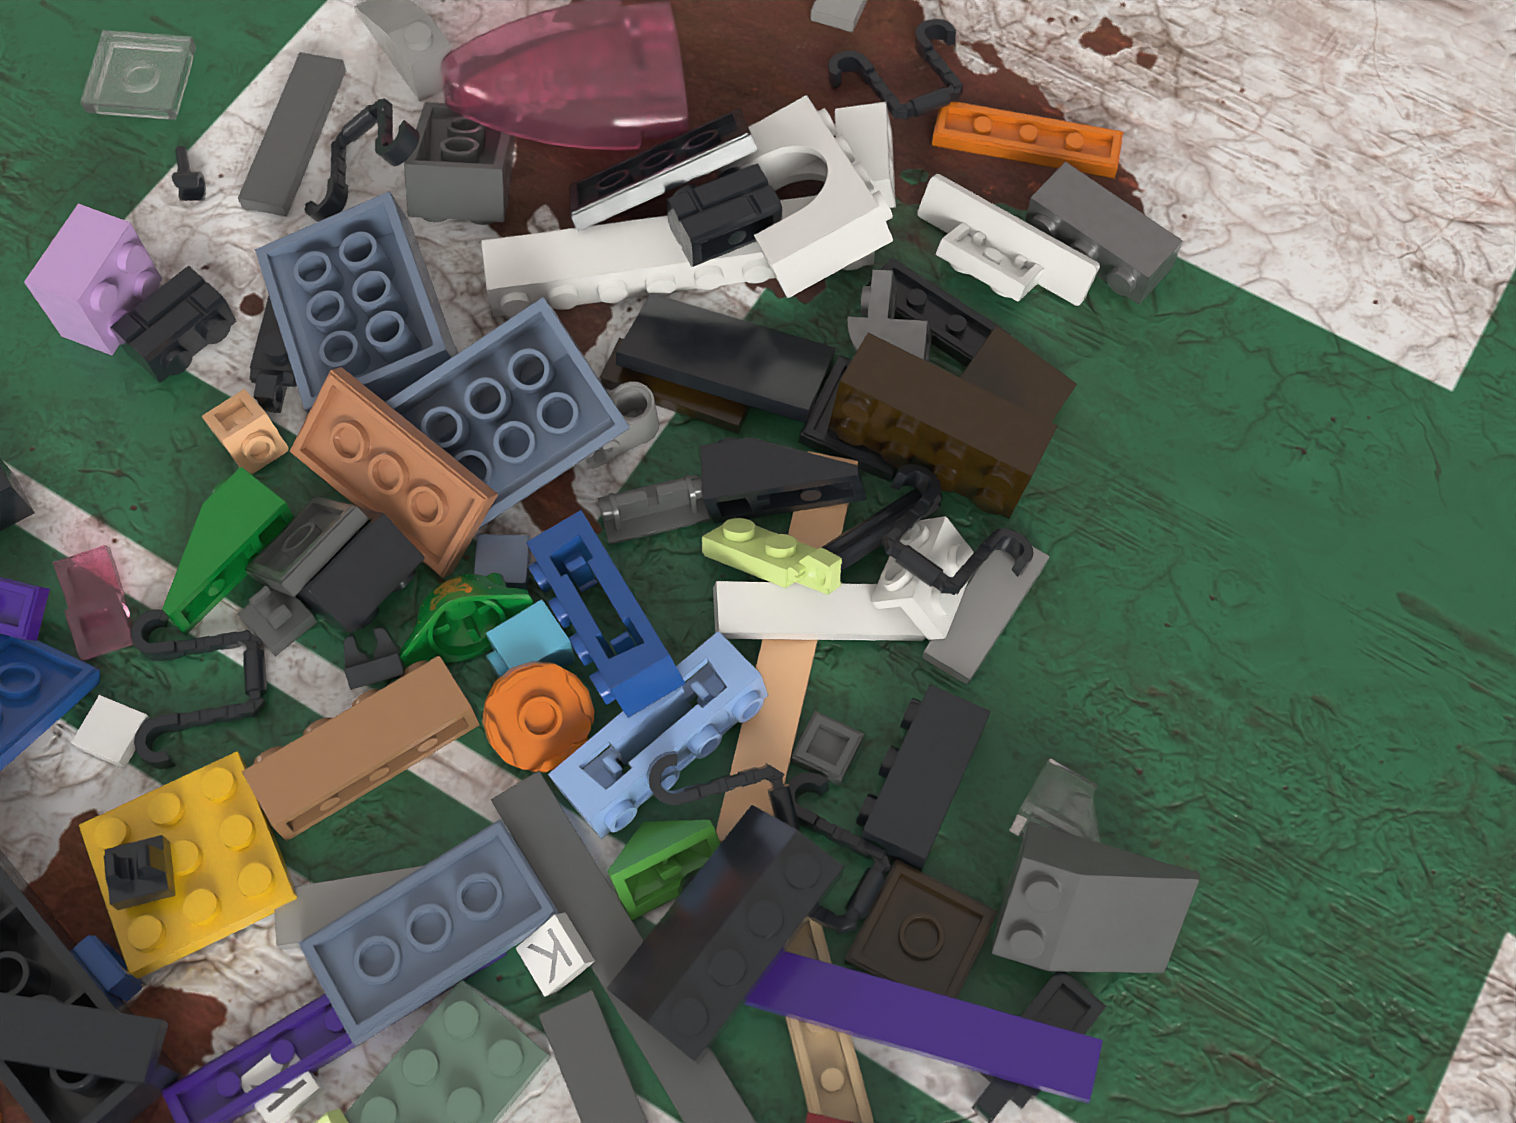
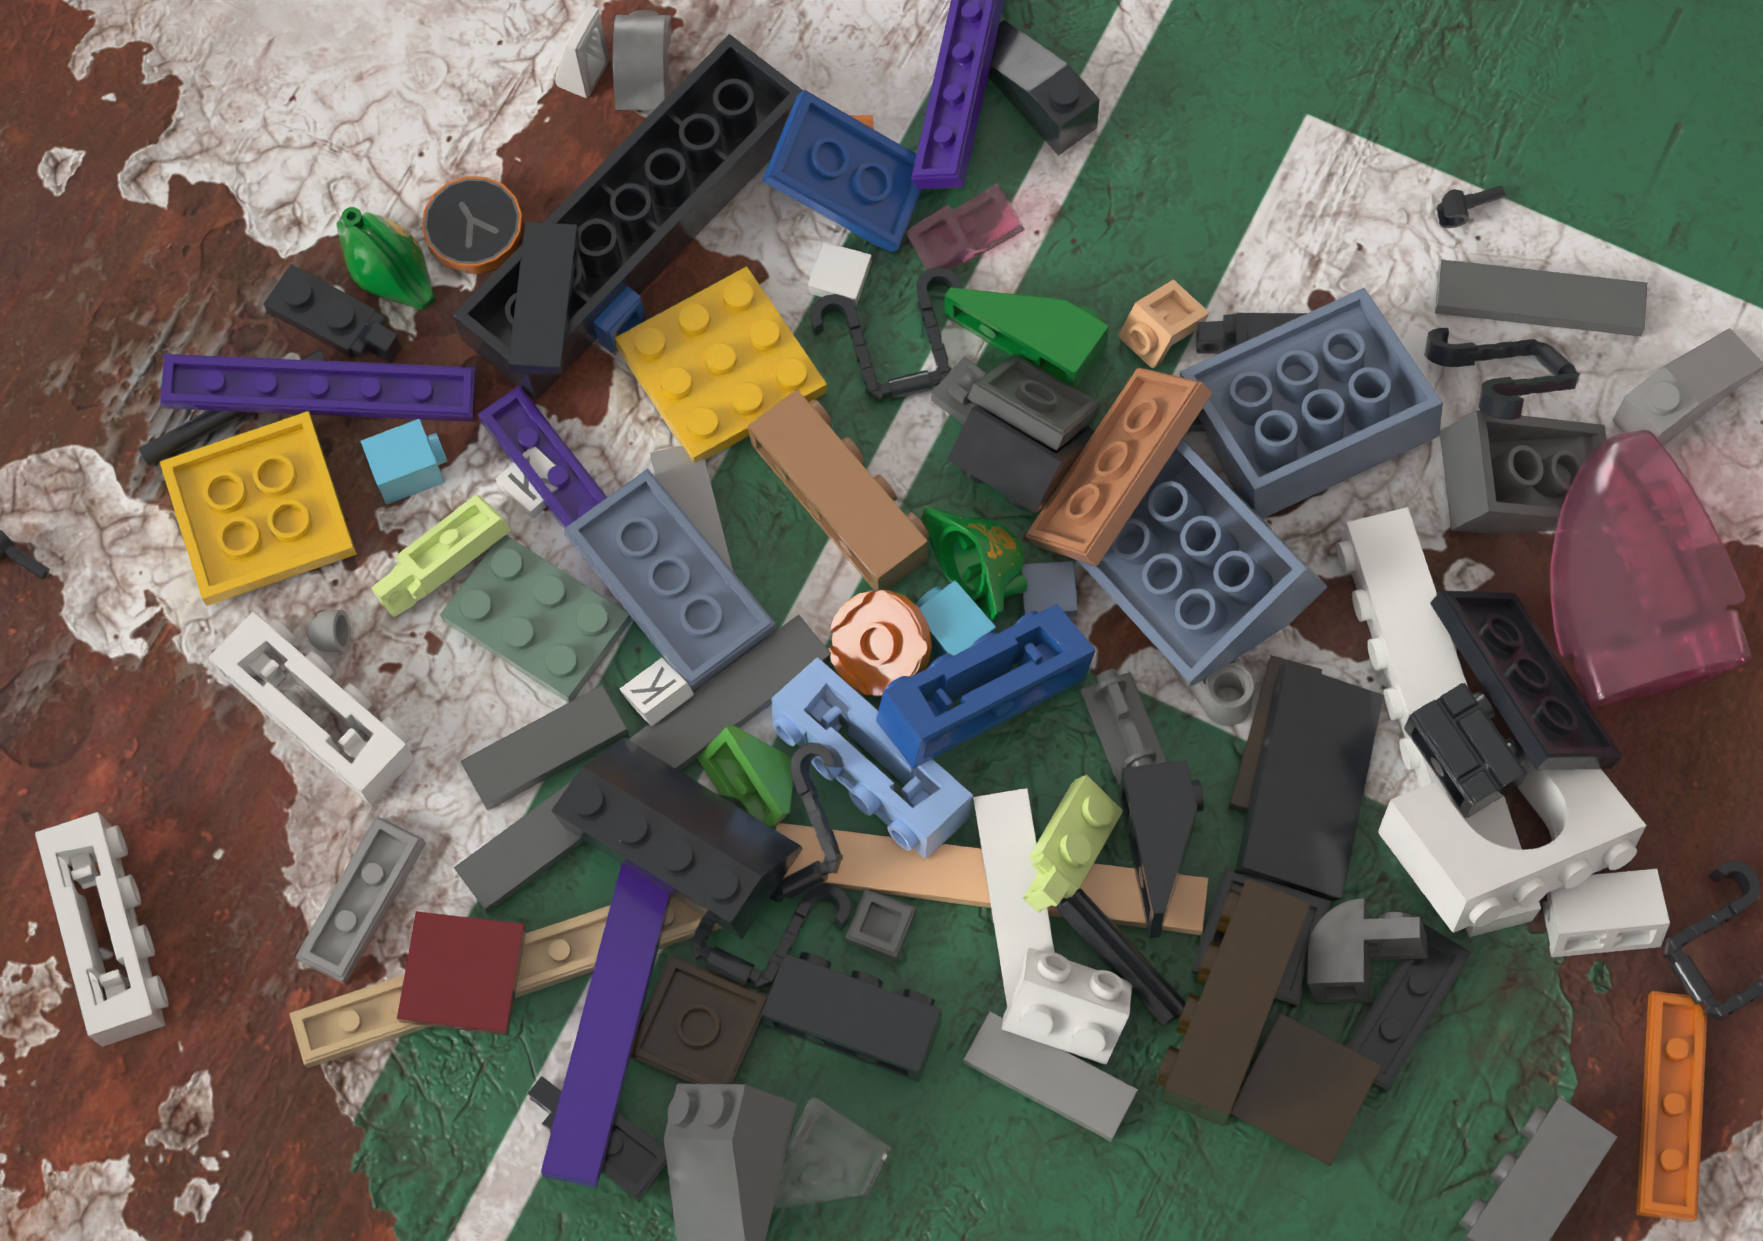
camera: 90 degrees right, 5 degrees up
(92, 277) = (1303, 146): lavender brick -> none
(138, 74) = (1592, 128): clear tile -> none
(139, 872) = (699, 324): black tile -> none
(174, 324) = (1273, 232): black brick -> none
(367, 668) = (919, 486): black tile -> none
(925, 569) = (1057, 984): black piece -> none
(1002, 247) = (1493, 1071): white bracket -> none

